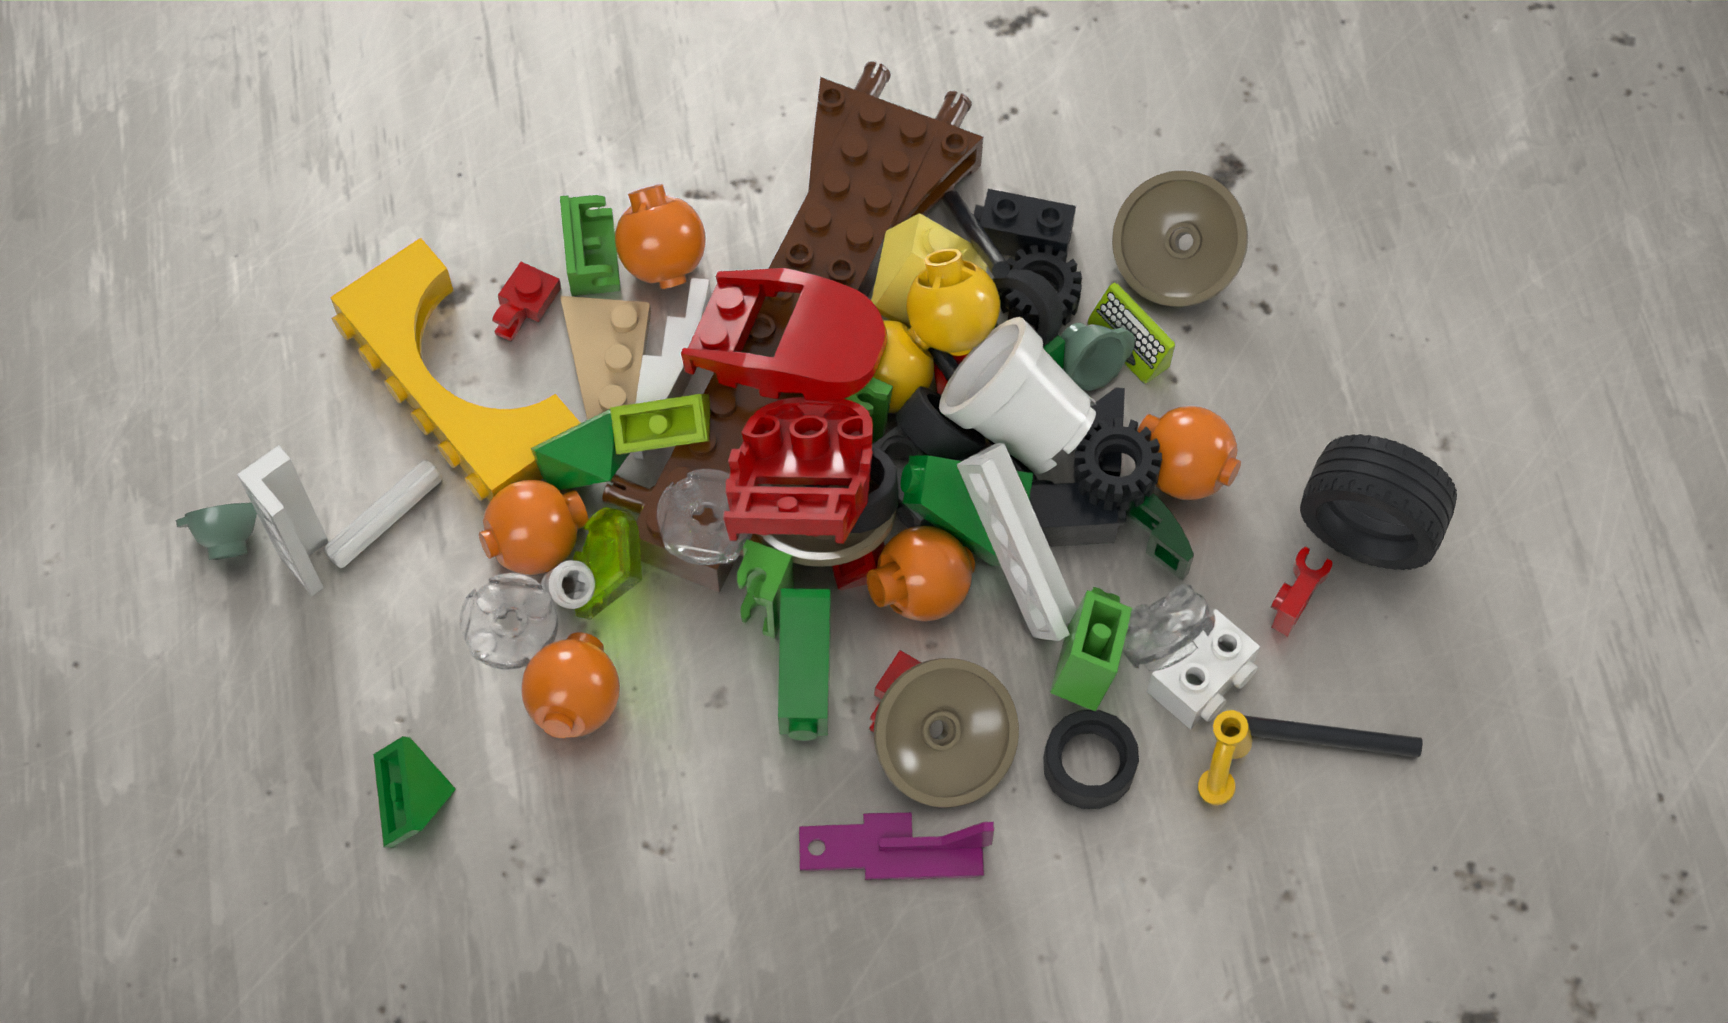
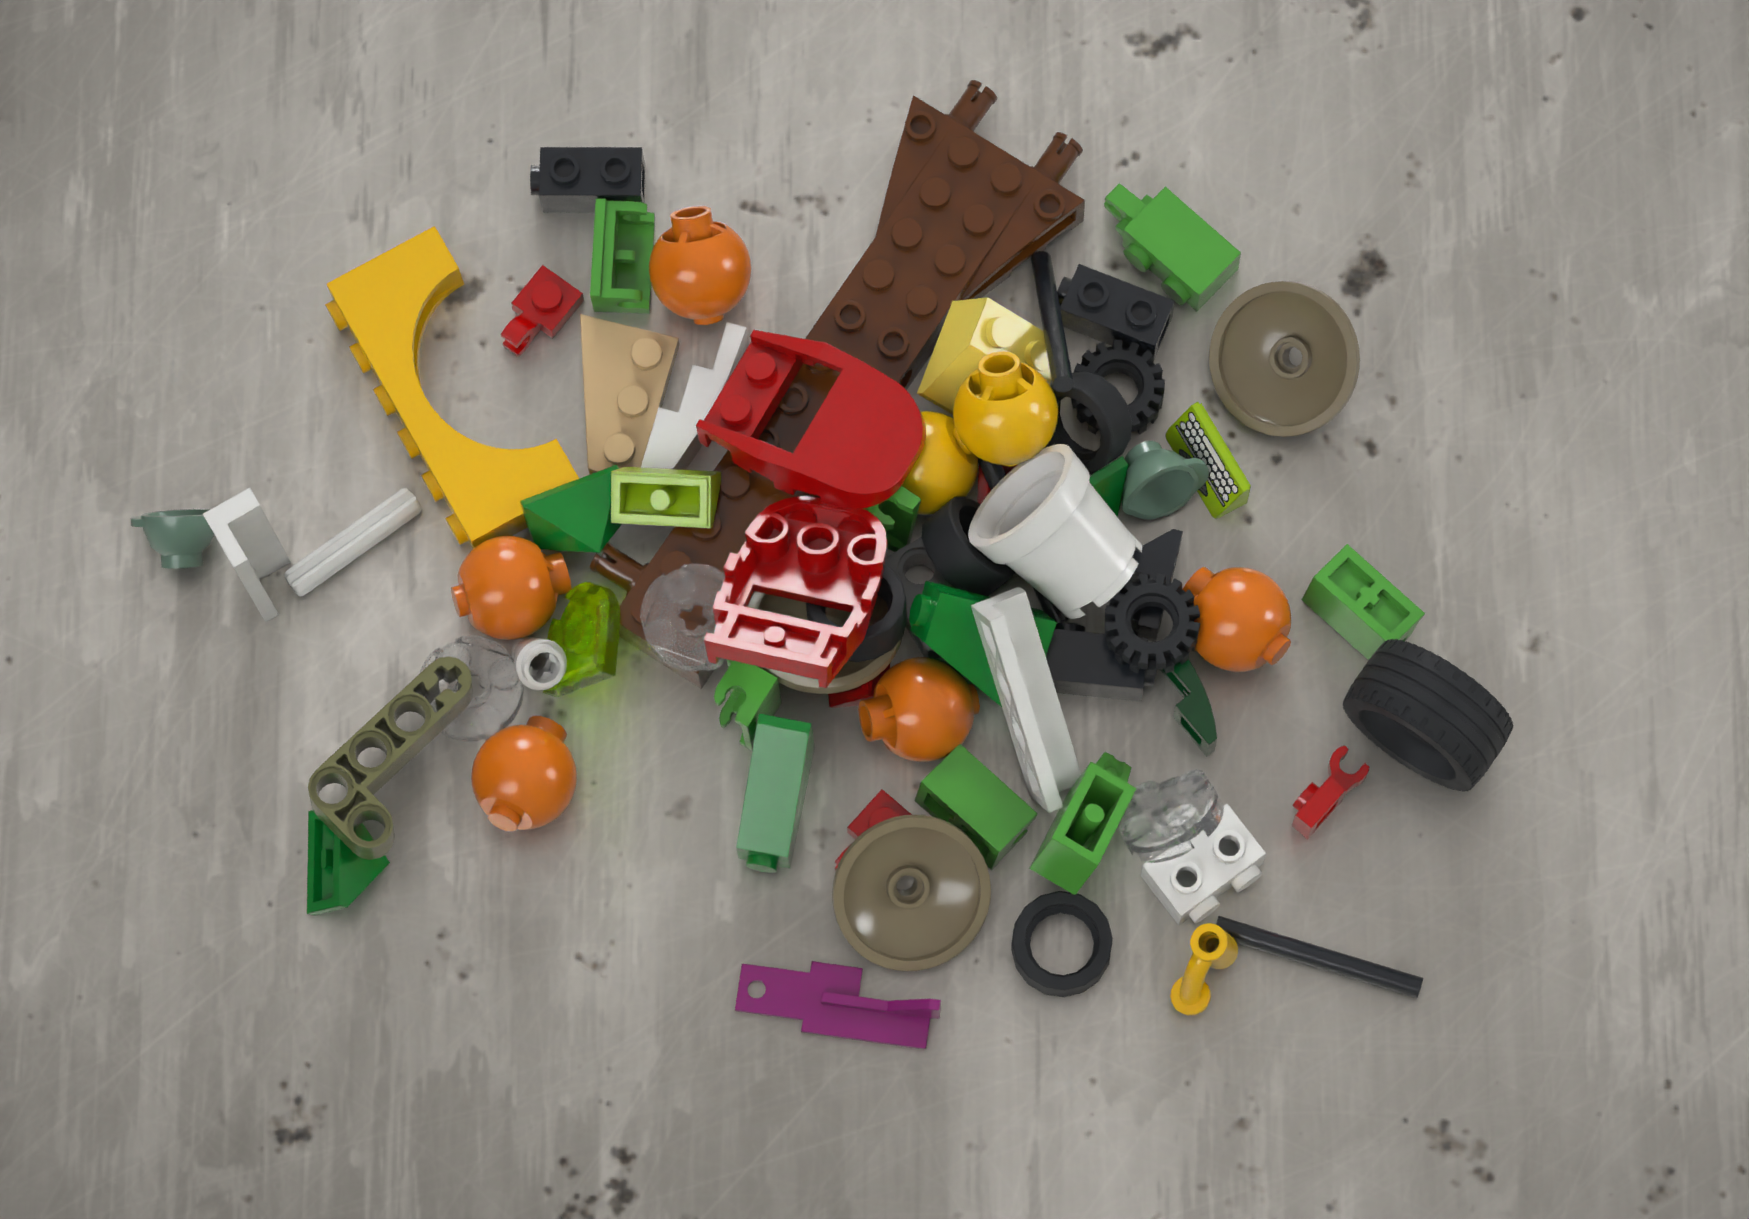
camera: 15 degrees right, 10 degrees up
(450, 675) = (399, 749): none -> olive beam
(536, 185) = (577, 176): none -> black brick
(990, 642) = (976, 803): none -> bright green hinge
(1063, 167) = (1173, 245): none -> bright green hinge
(1289, 428) = (1361, 603): none -> bright green hinge

